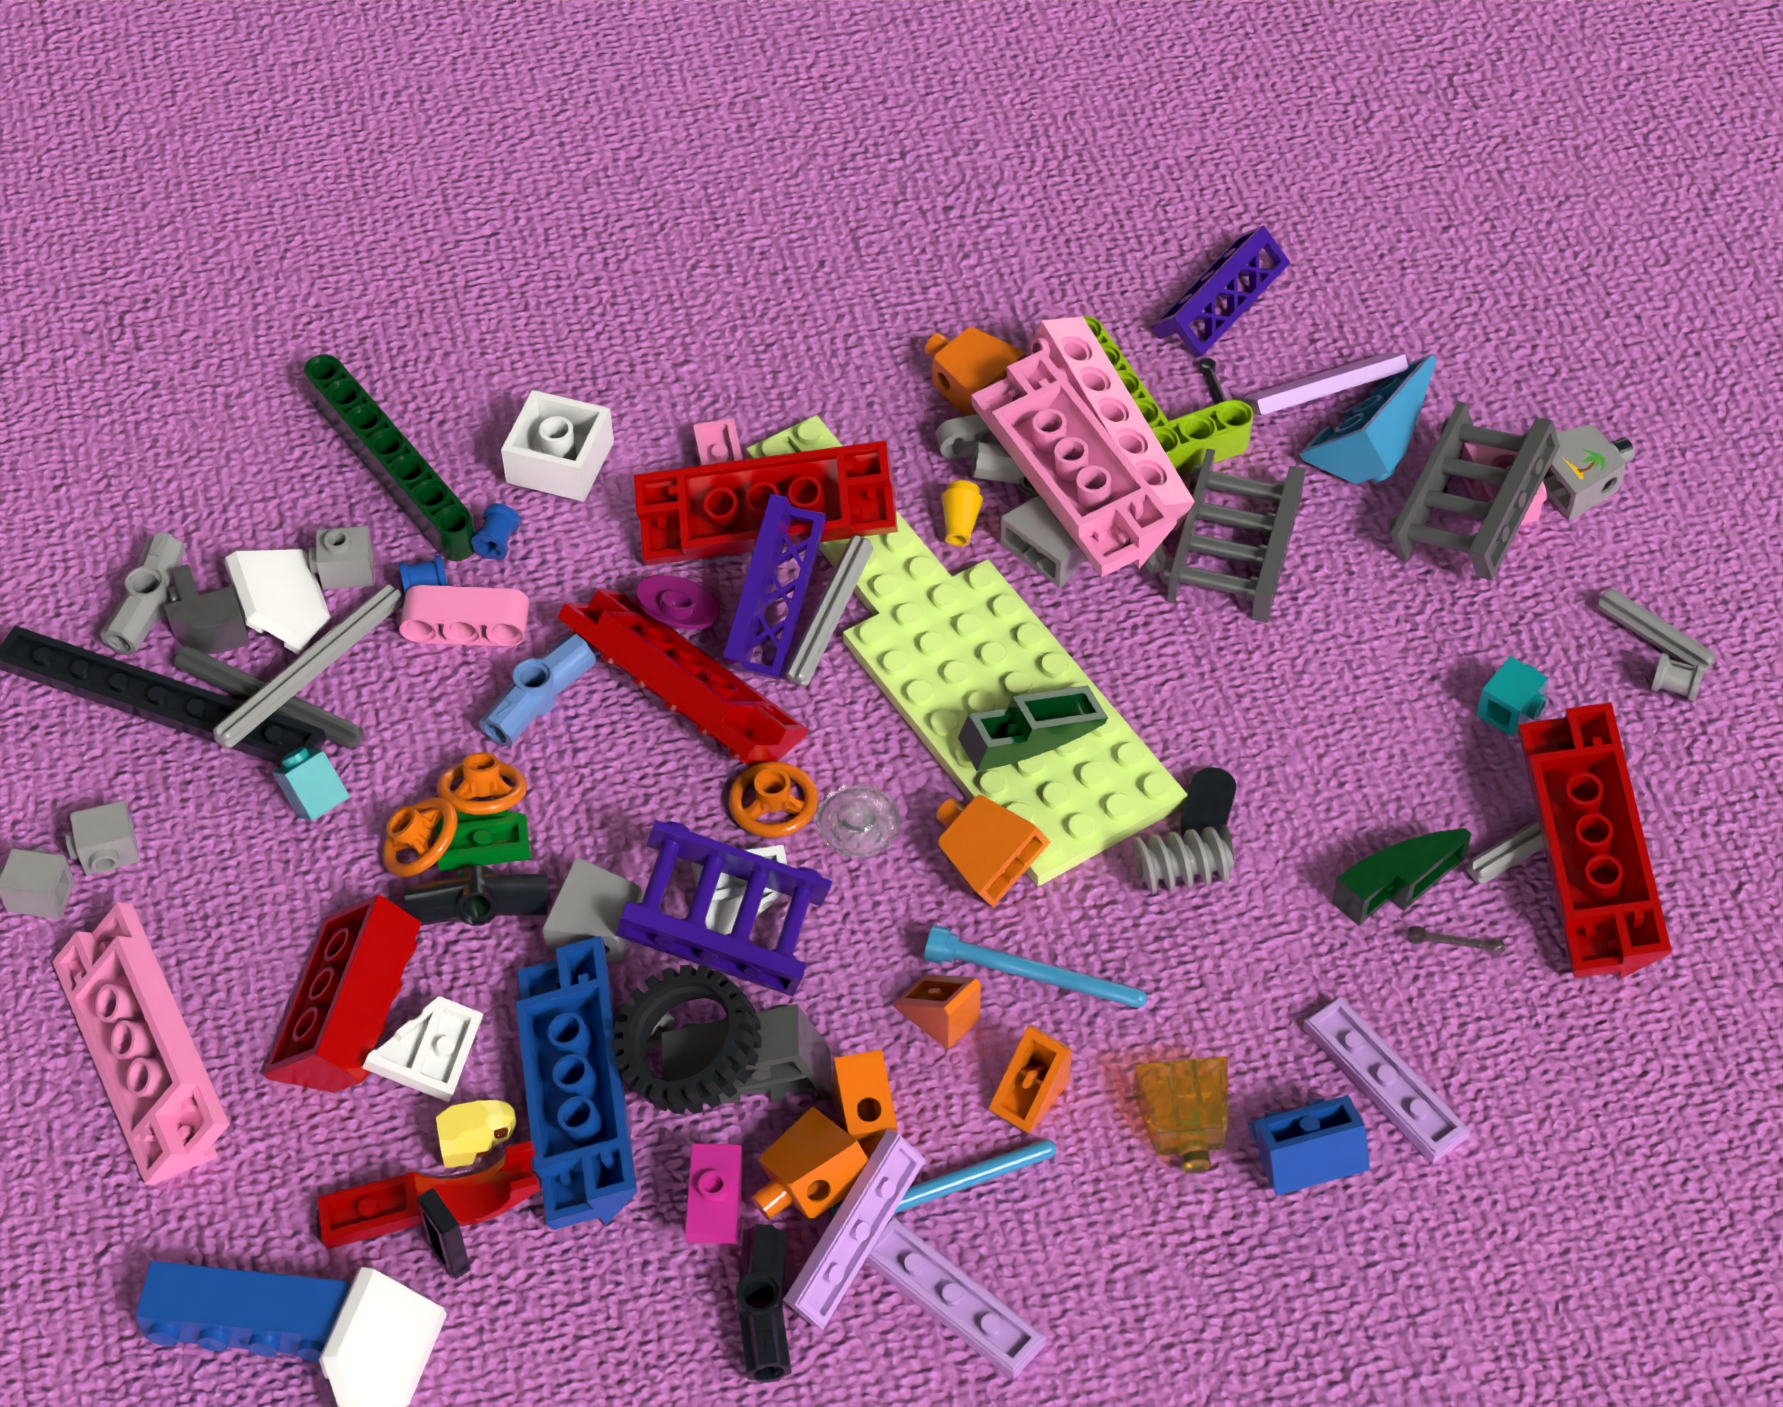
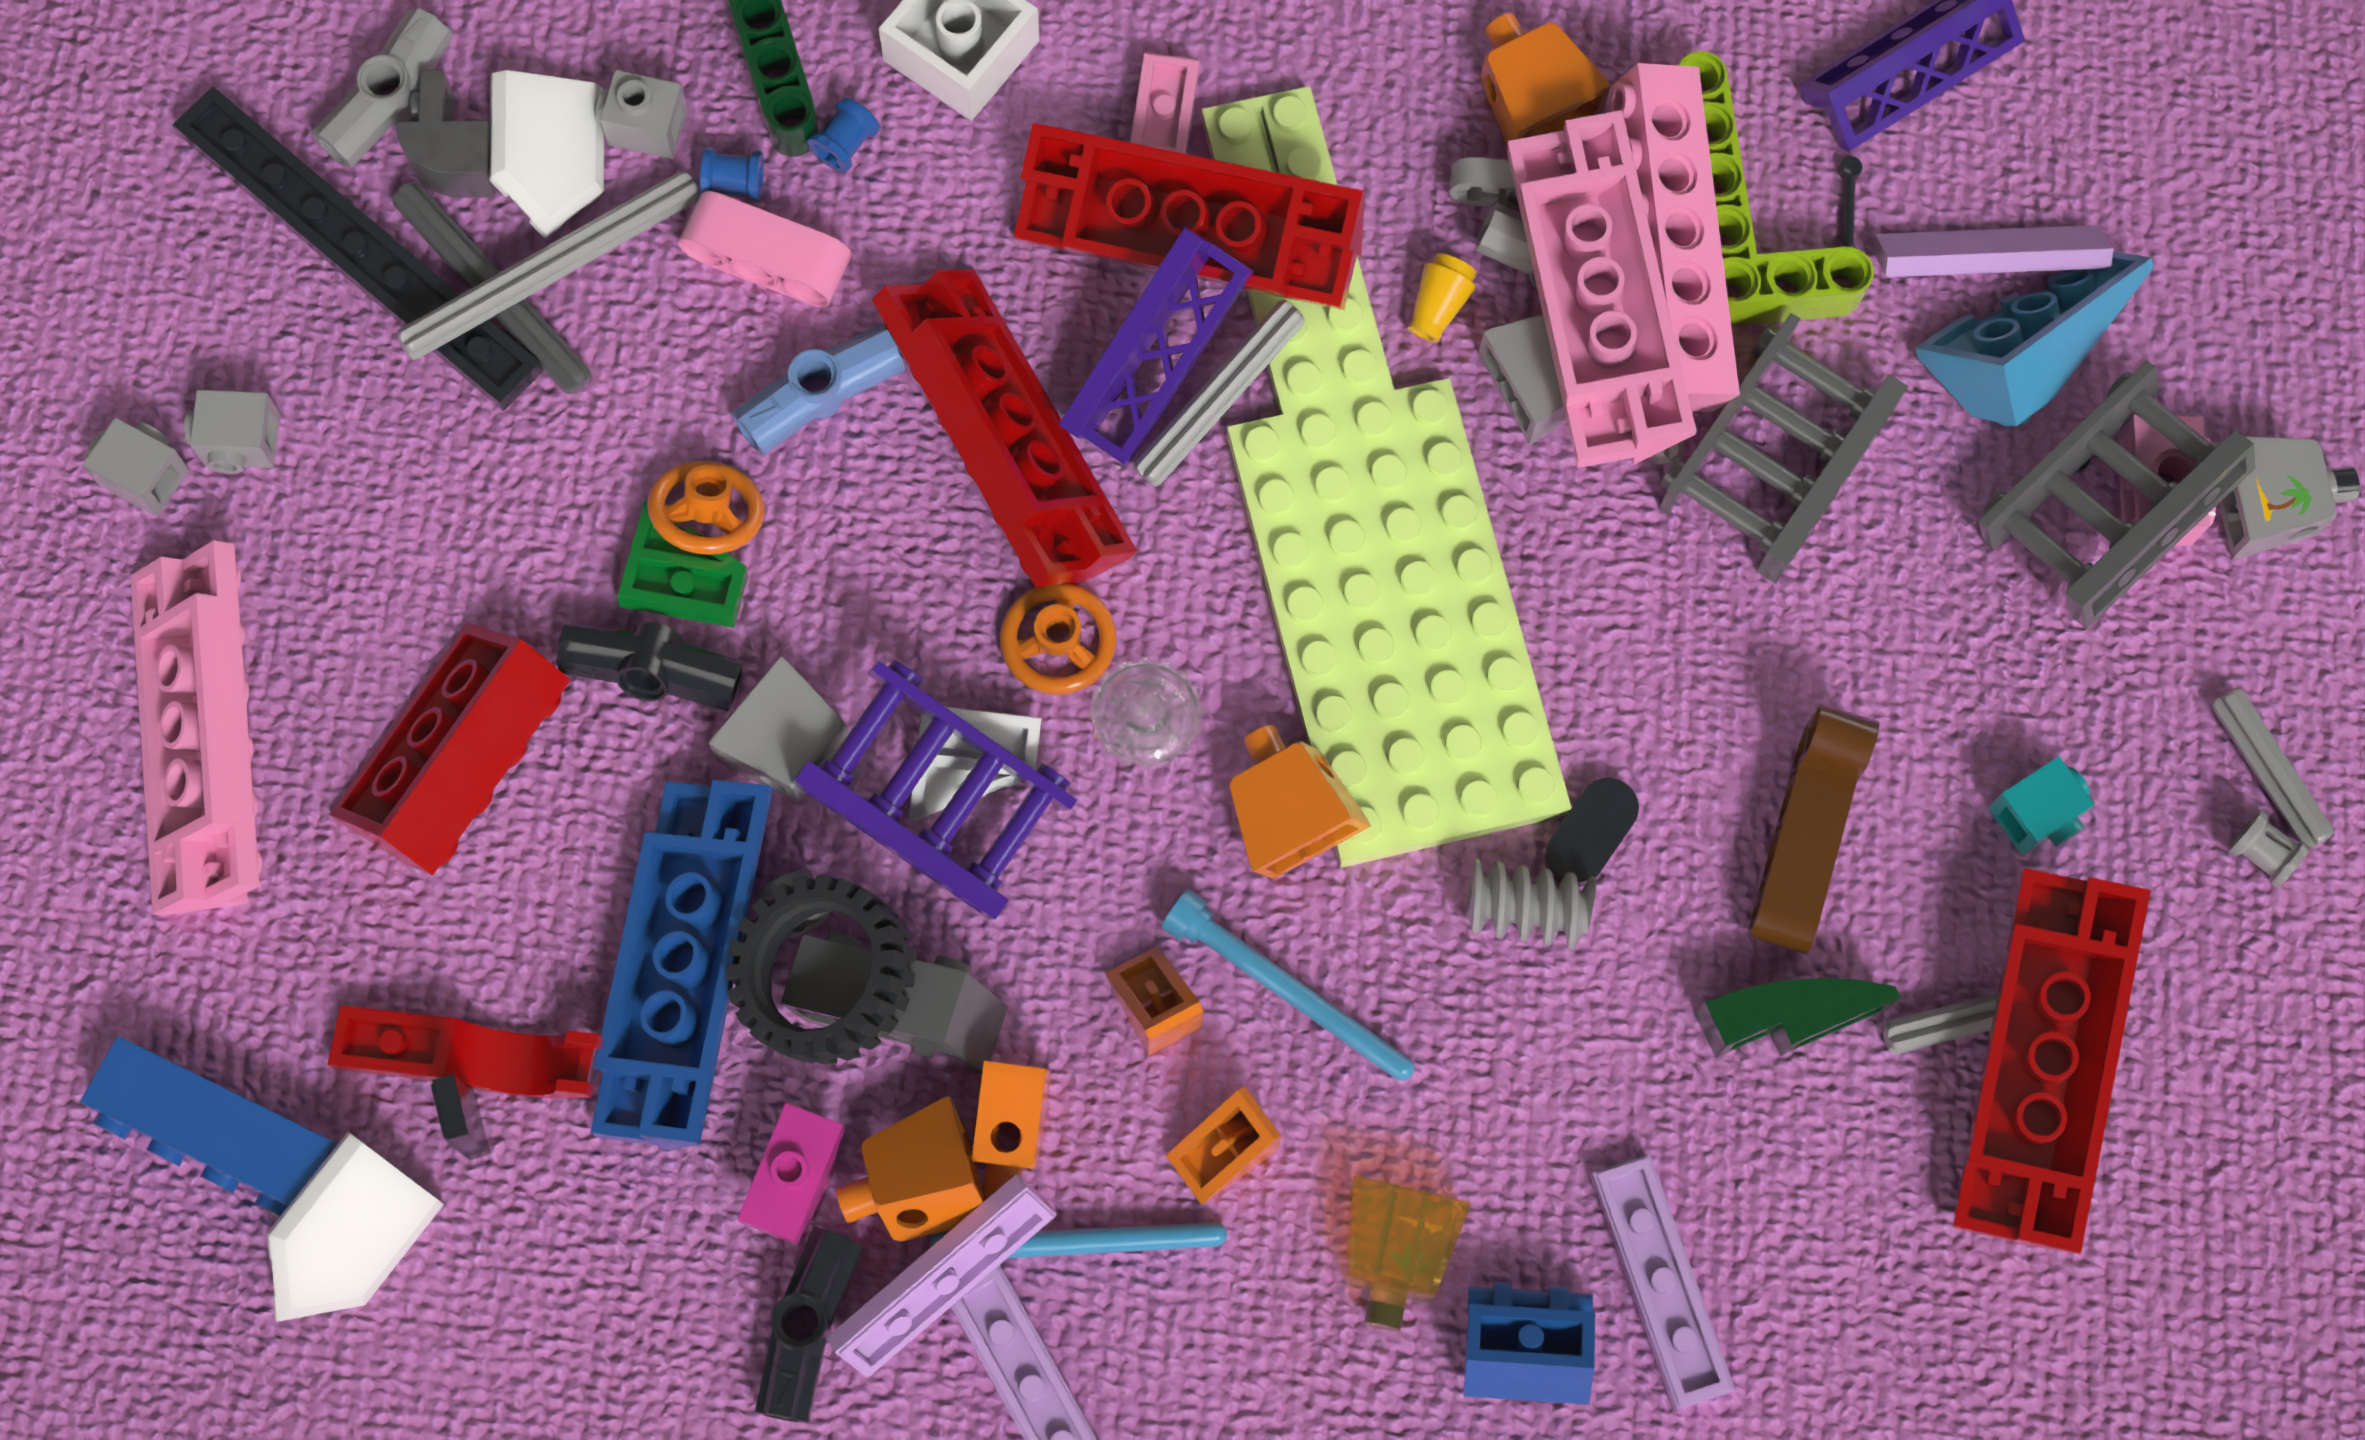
camera: 15 degrees right, 20 degrees up
(310, 783) = (497, 439): brick -> none
(413, 828) = (603, 550): orange piece -> none
(429, 1049) = (528, 854): white wing -> none
(473, 1130) = (543, 983): light yellow rock -> none
(677, 602) = (1033, 318): magenta dish -> none
(1030, 726) = (1406, 656): dark green slope -> none
(1360, 750) = (1811, 827): none -> reddish brown beam
(1419, 935) = (1872, 1147): clear smoke hinge -> none

